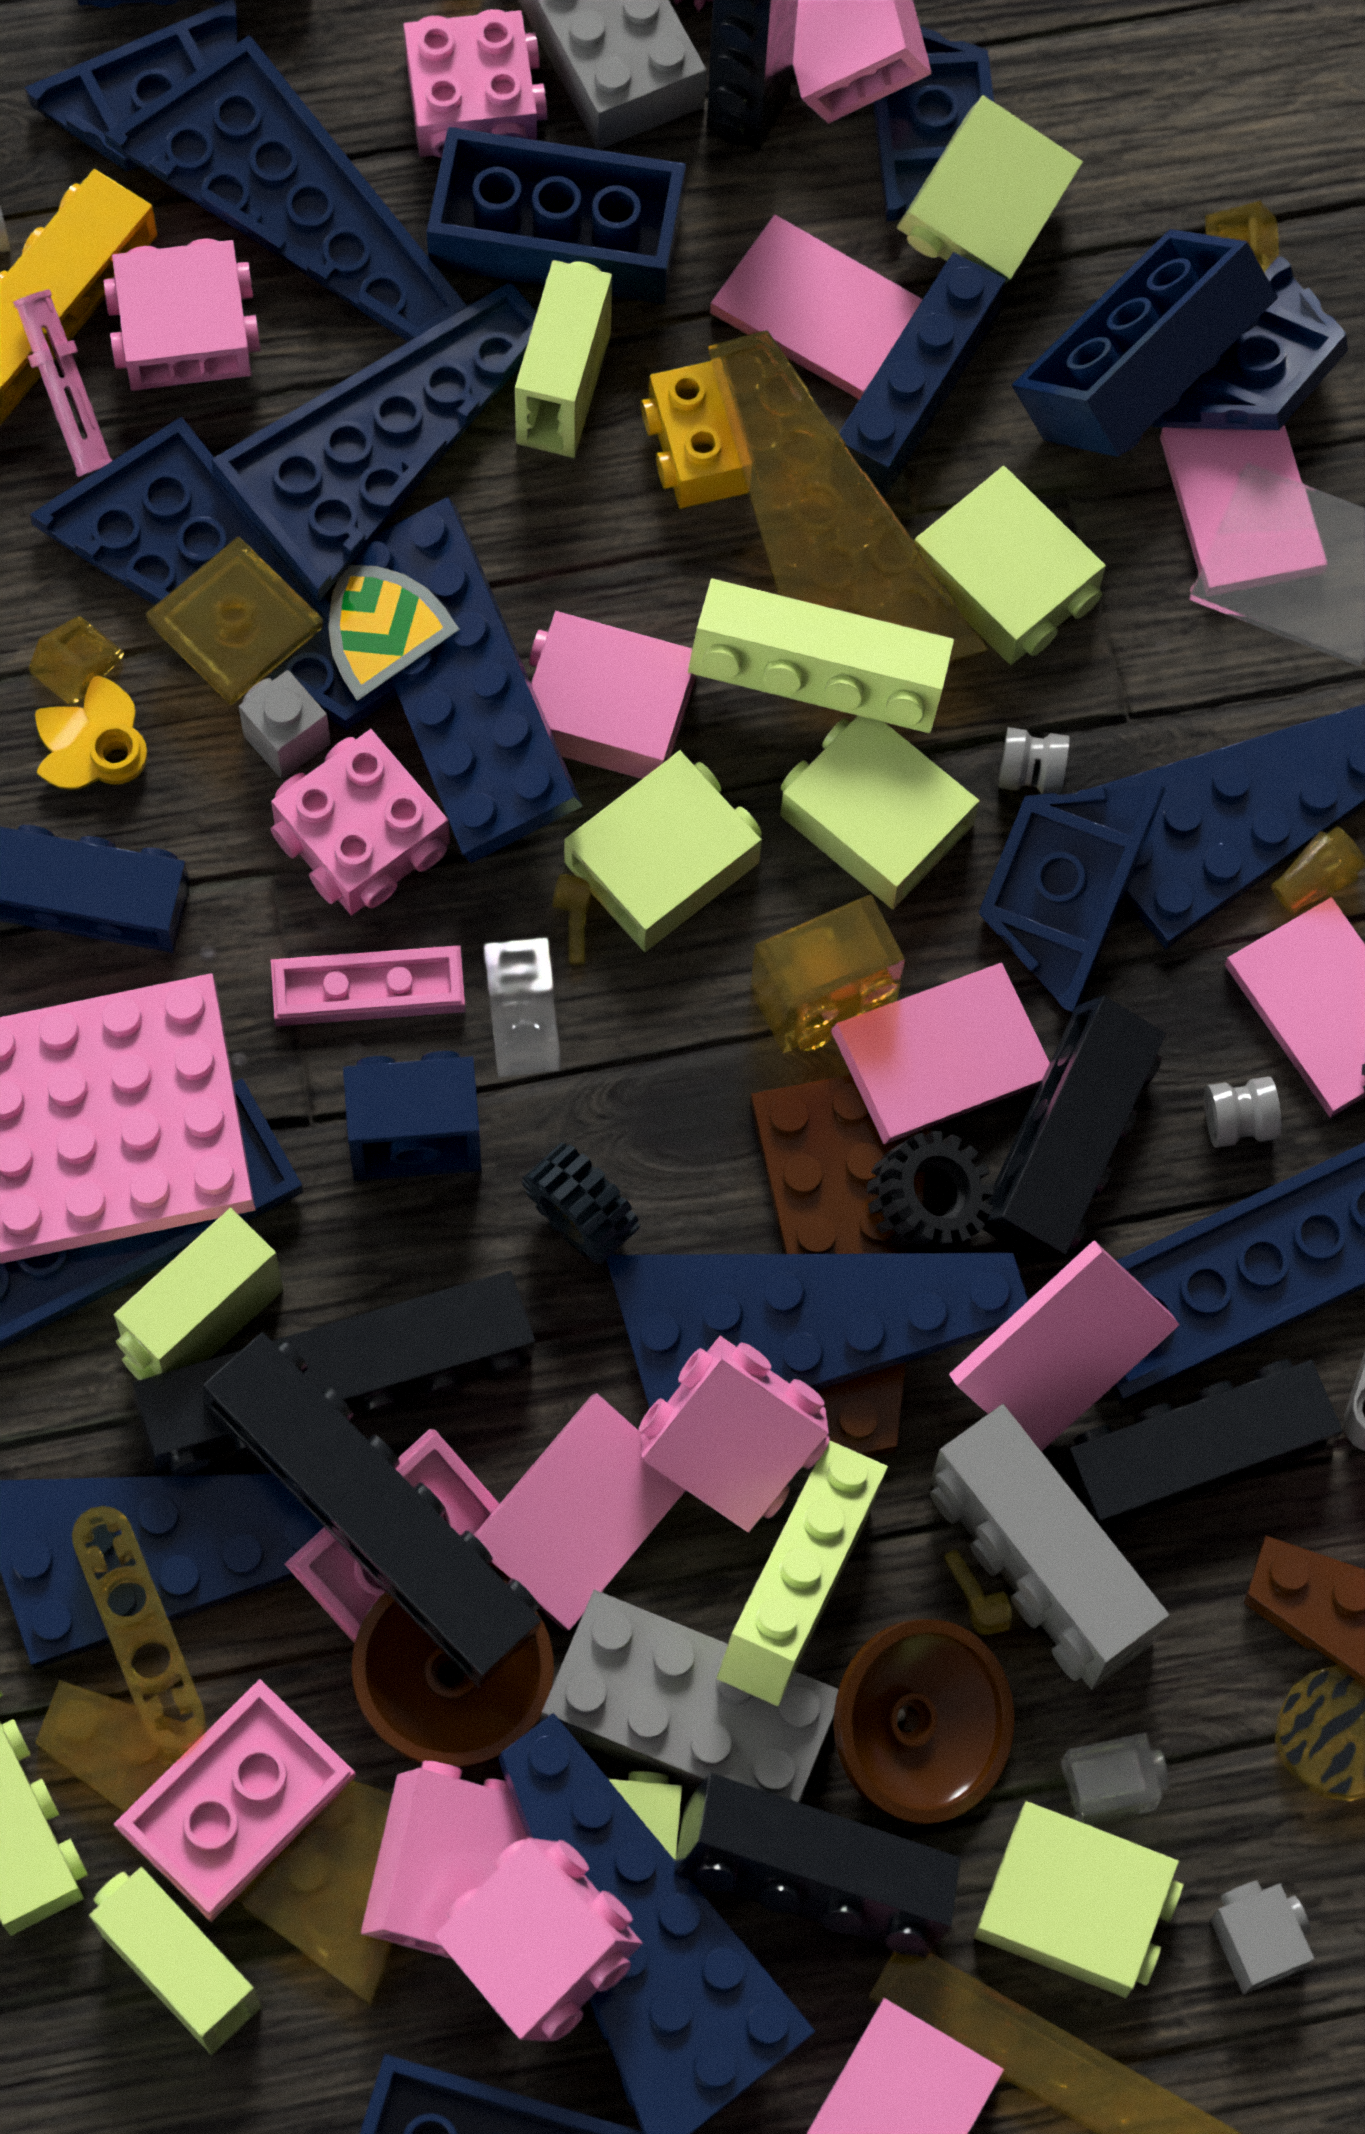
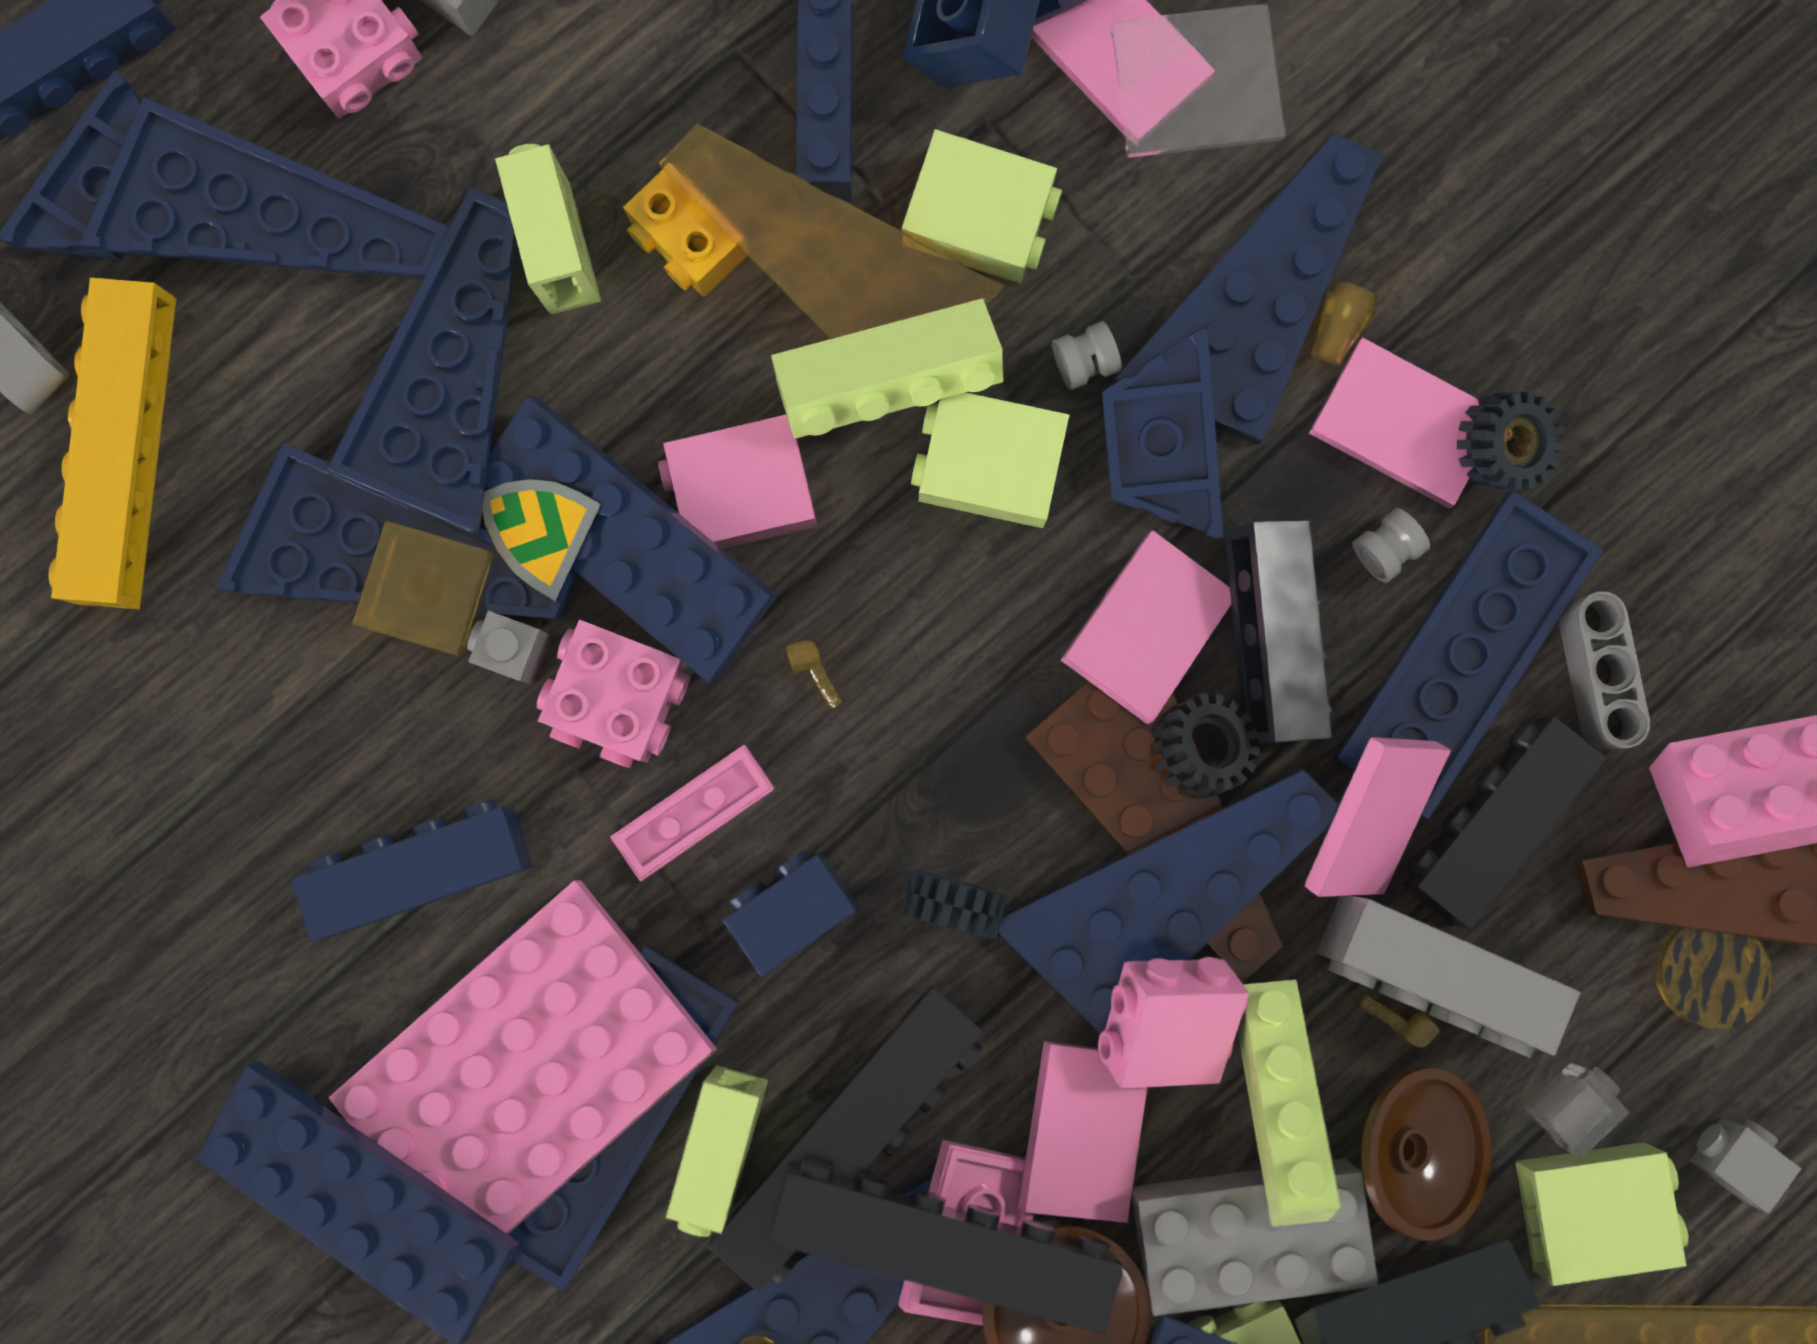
camera: 25 degrees left, 15 degrees up
(37, 313) = (118, 427): bright pink pin -> none
(72, 657) = (319, 680): clear yellow slope -> none
(86, 735) = (366, 736): yellow plate -> none
(181, 314) = (231, 358): bright pink brick -> none
(521, 203) = (460, 110): dark blue brick -> none
(522, 1007) = (817, 764): clear slope -> none
(664, 849) = (852, 582): yellowish green brick -> none
(816, 305) = (715, 73): bright pink tile -> none
(826, 973) = (1035, 618): clear yellow brick -> none

